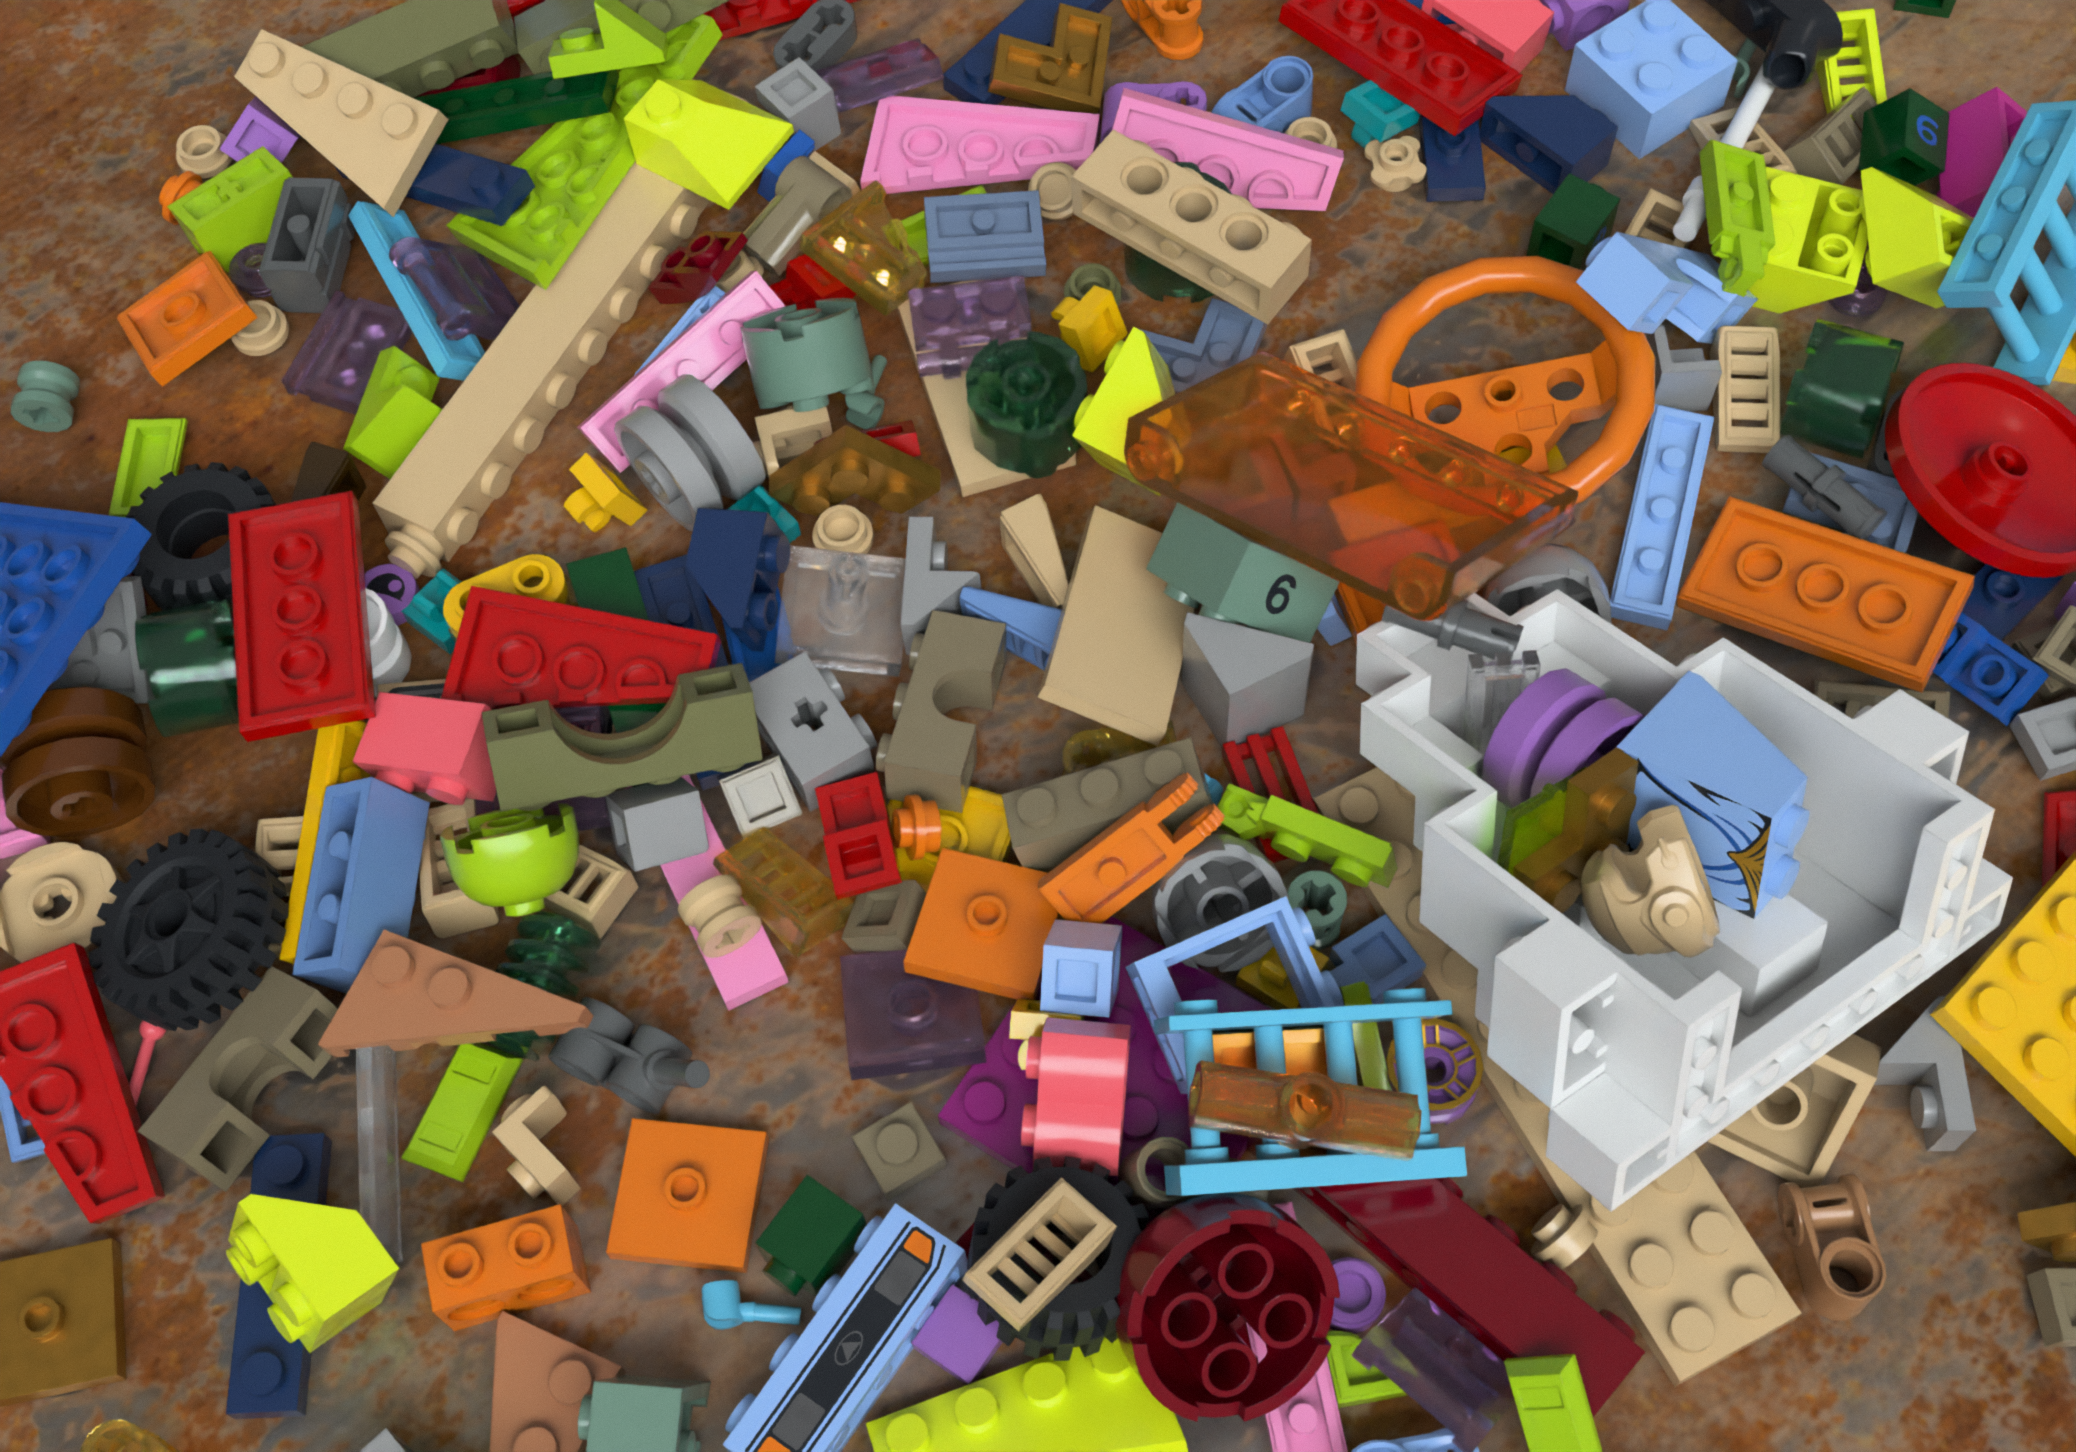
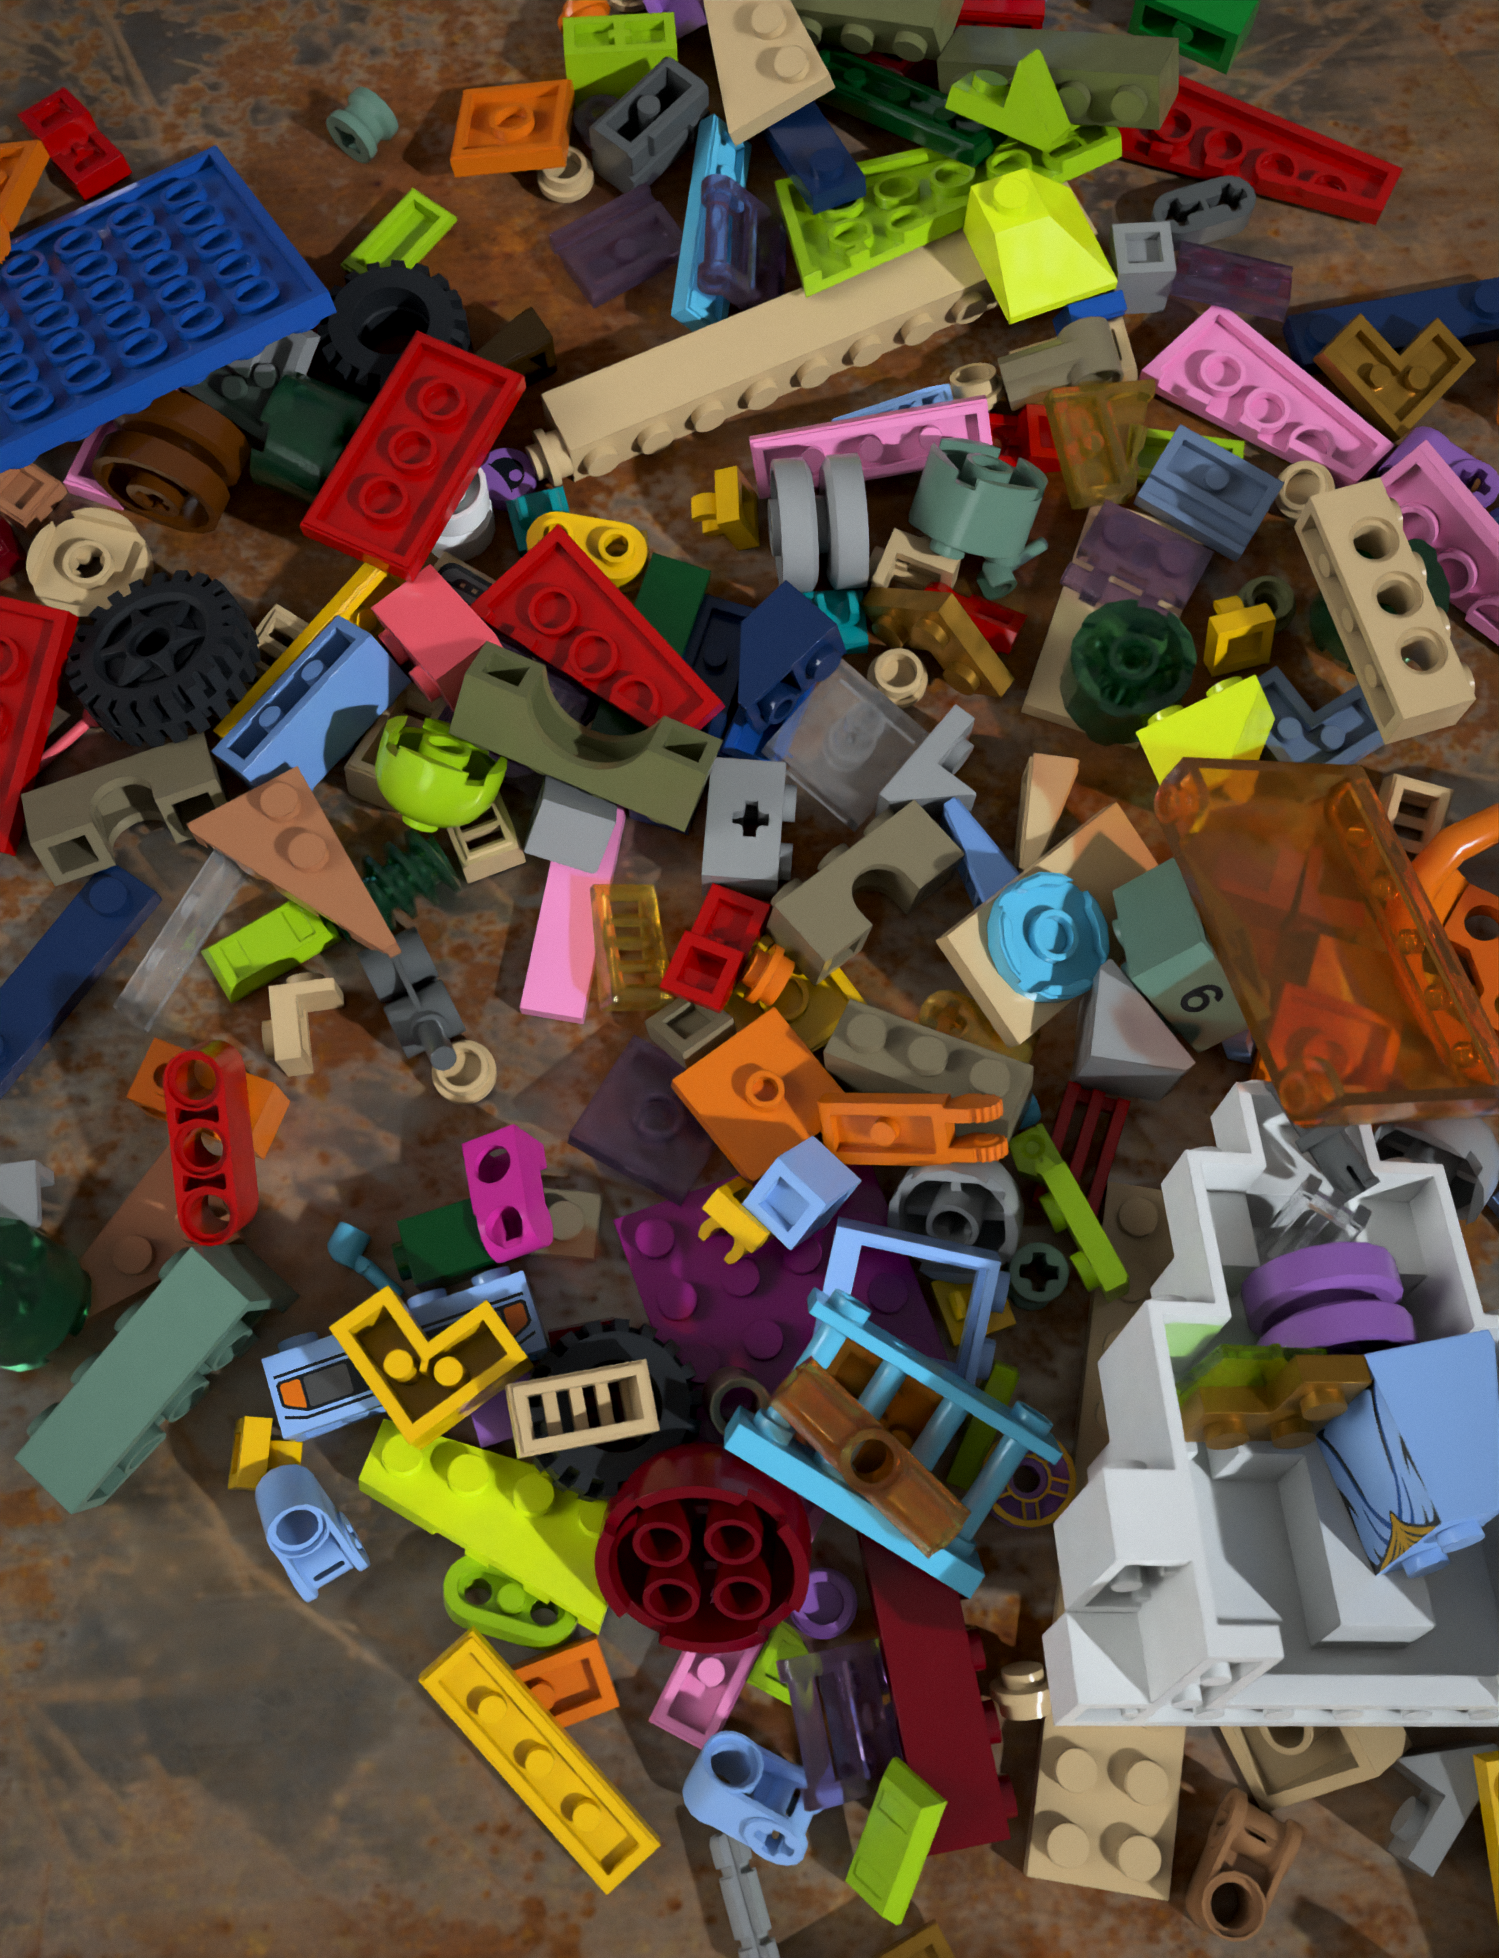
camera: 30 degrees right, 10 degrees up
(312, 1263) = (69, 996): neon yellow slope -> none
(393, 412) = (616, 321): lime slope -> none
(548, 1321) = (194, 1168): none -> red beam
(688, 1195) = (384, 1140): orange plate -> none
(696, 269) = (946, 358): dark red slope -> none
(719, 916) = (560, 936): tan wheel -> none
(723, 1095) = (470, 1076): none -> tan plate
(759, 795) = (668, 856): tile -> none
(833, 1151) = (508, 1193): none -> dark pink leg
(882, 1342) = (426, 1381): none -> yellow brick
(1079, 1092) = (720, 1294): coral brick -> none
(1124, 636) = (1047, 937): none -> medium azure tile
(1377, 957) = (1048, 1355): medium blue plate -> none
(1655, 894) = (1299, 1496): tan helmet -> none

